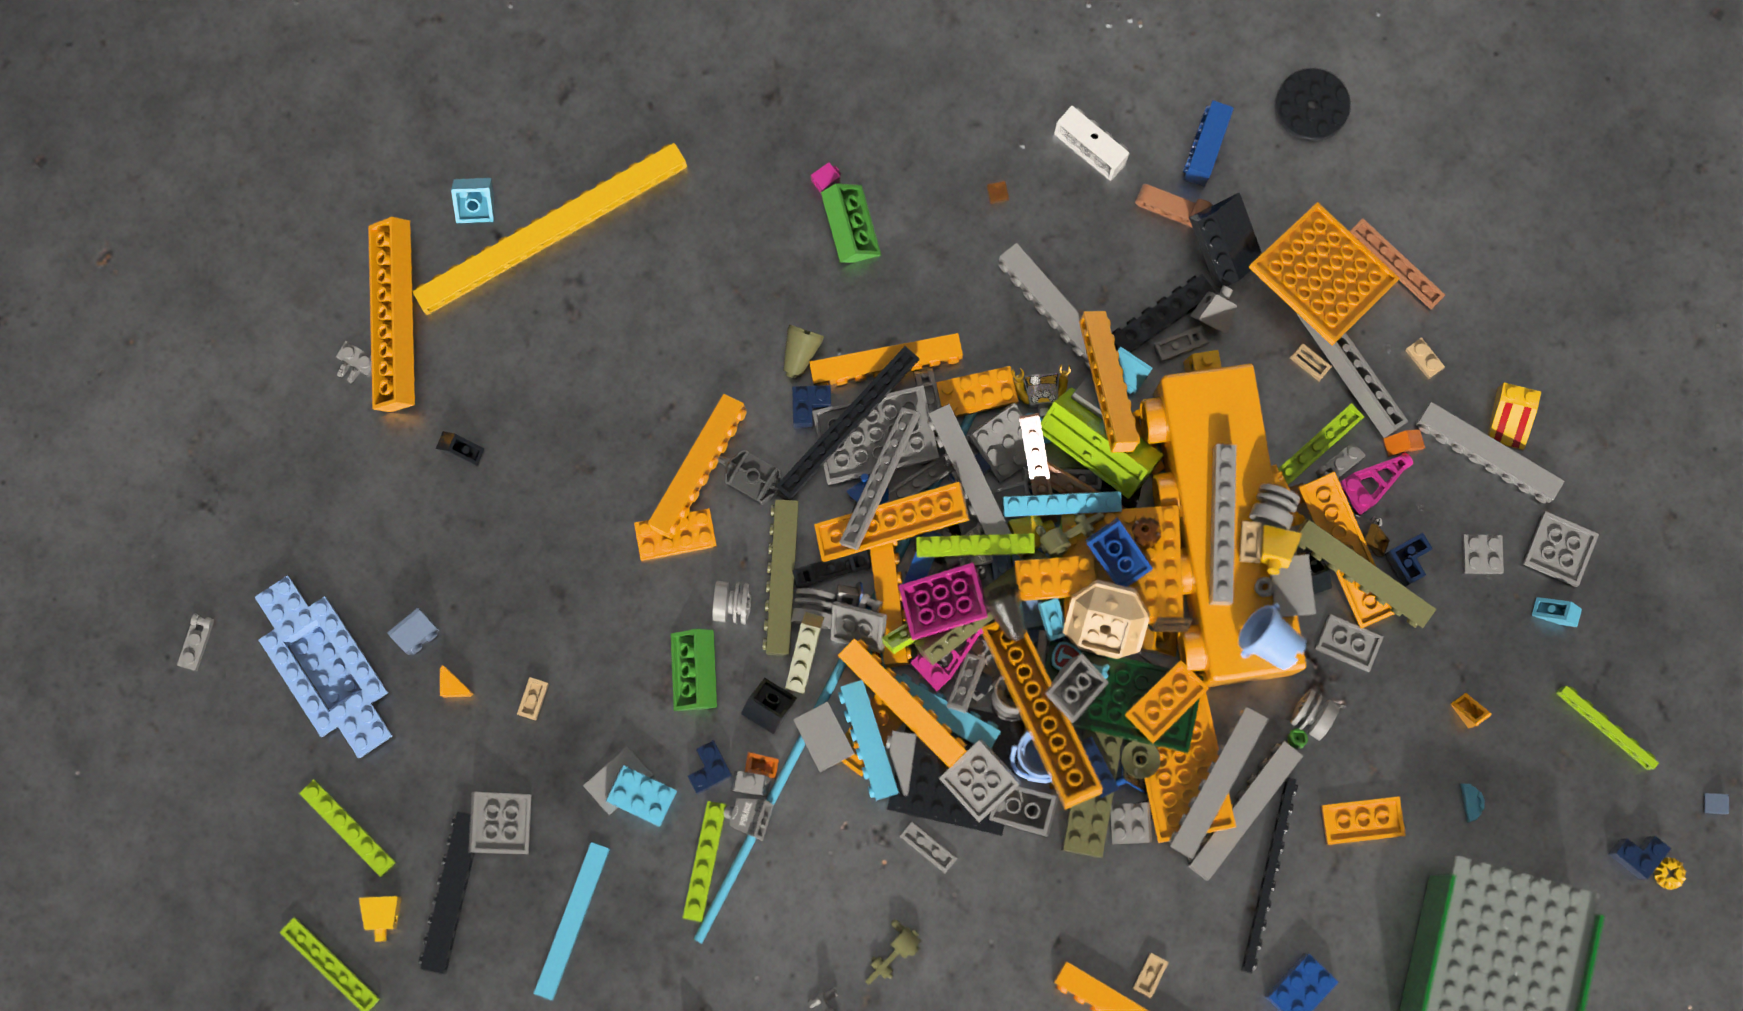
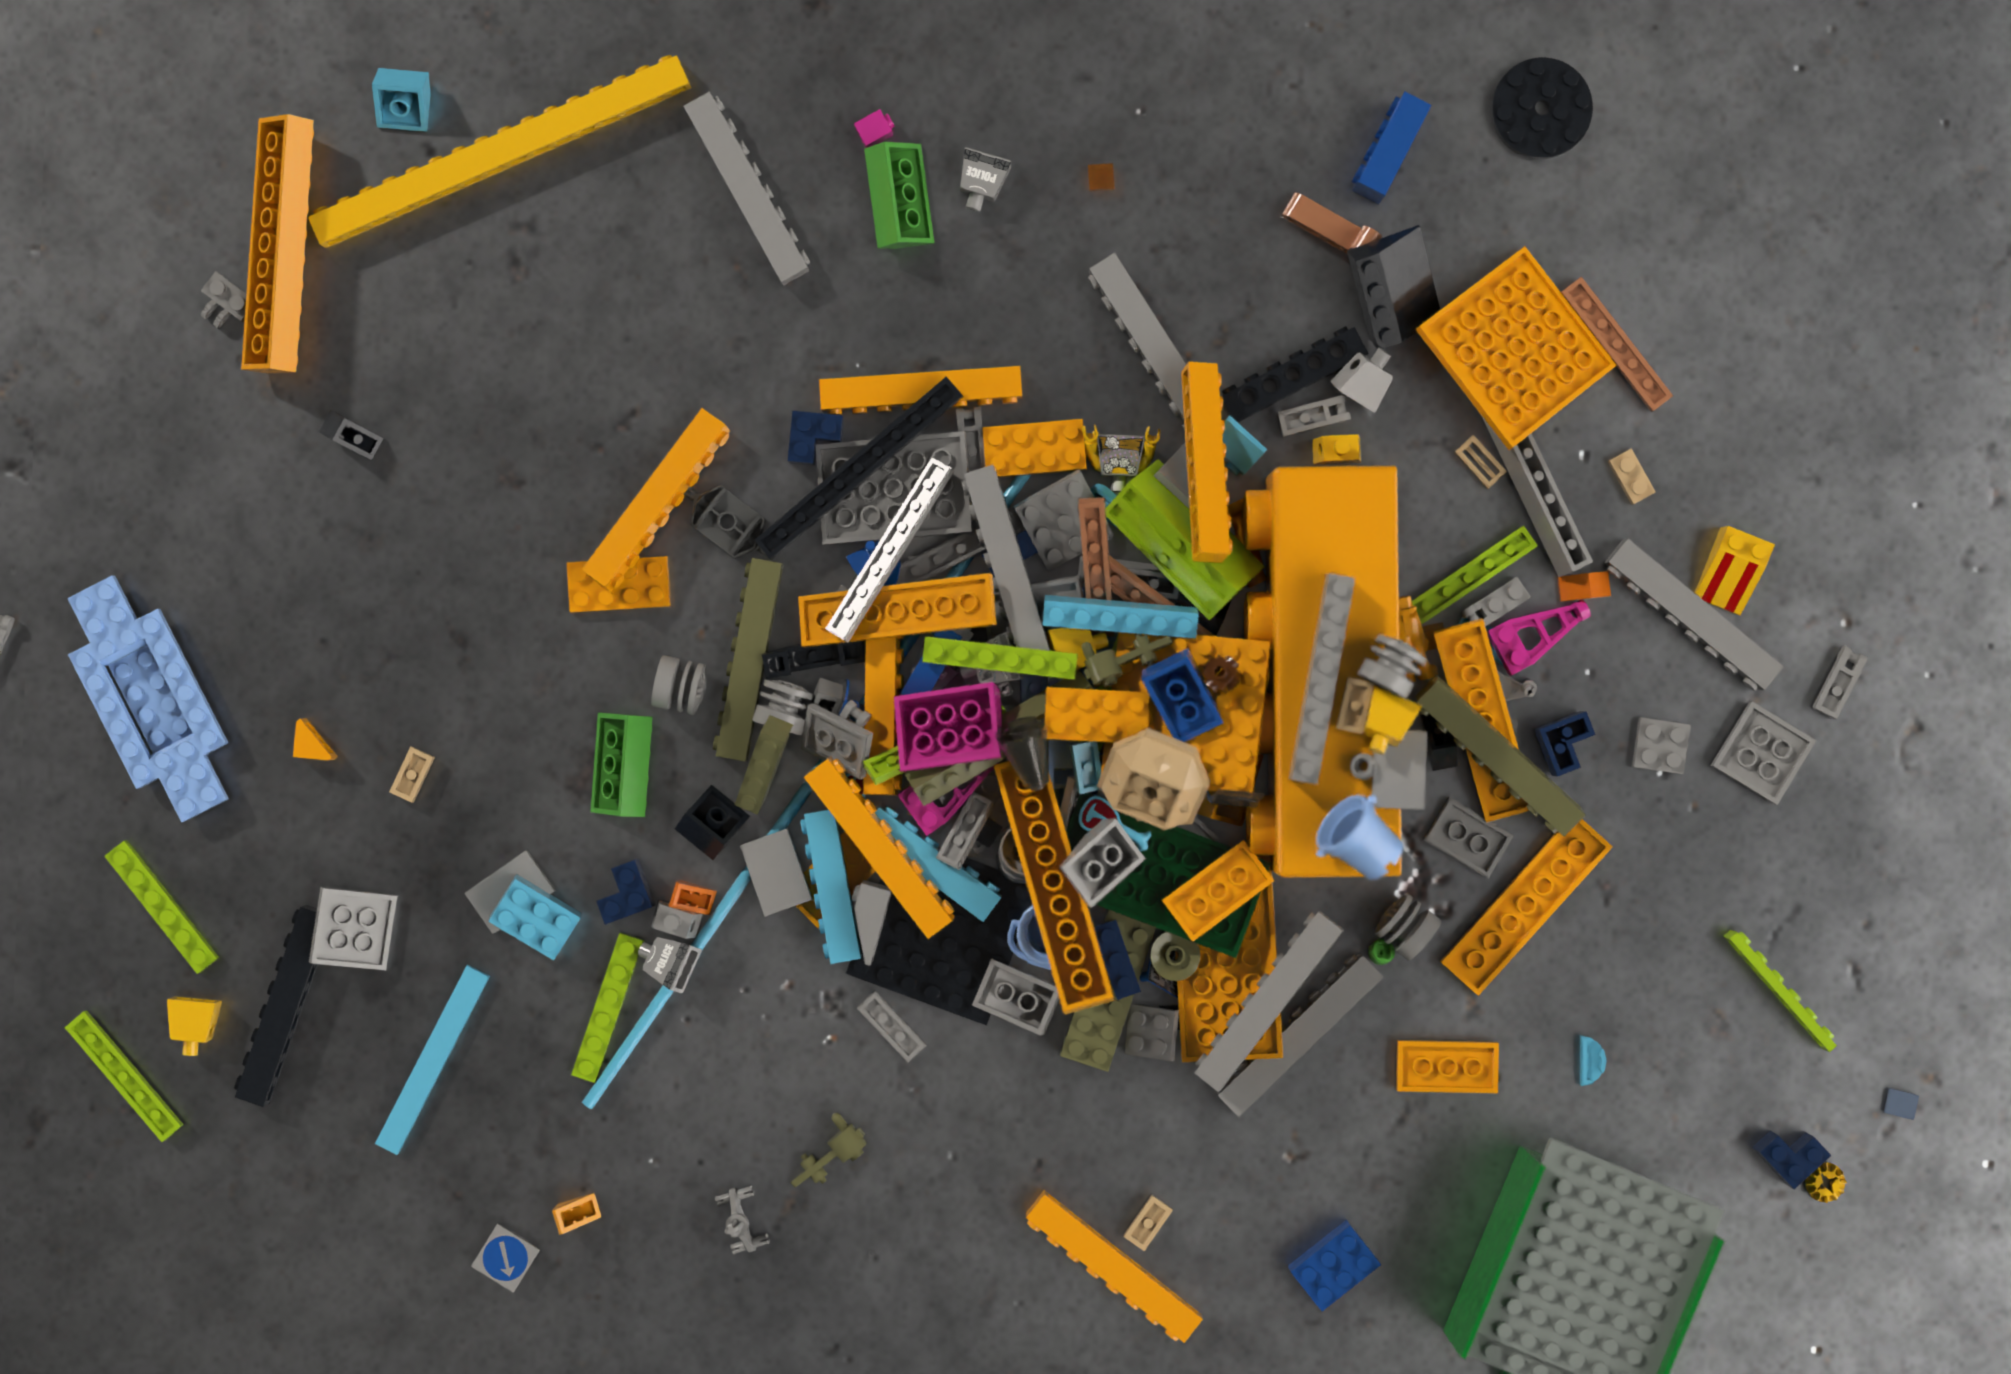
camera: 10 degrees right, 10 degrees up
(414, 631) = (267, 670): sand blue slope -> none
(737, 232) = (746, 188): none -> light grey brick
(799, 350) = (809, 360): olive cone -> none
(910, 202) = (982, 177): none -> light grey torso
(980, 780) = (966, 956): light grey plate -> none
(1091, 142) = (1235, 126): white brick -> none
(1268, 883) = (1313, 1129): black plate -> none
(1377, 540) = (1526, 712): pearl gold tile -> none
(1401, 688) = (1525, 905): none -> light orange plate
(1470, 710) = (1608, 946): light orange slope -> none
(1557, 611) = (1743, 833): medium azure slope -> none
(1607, 490) = (1839, 683): none -> light grey plate

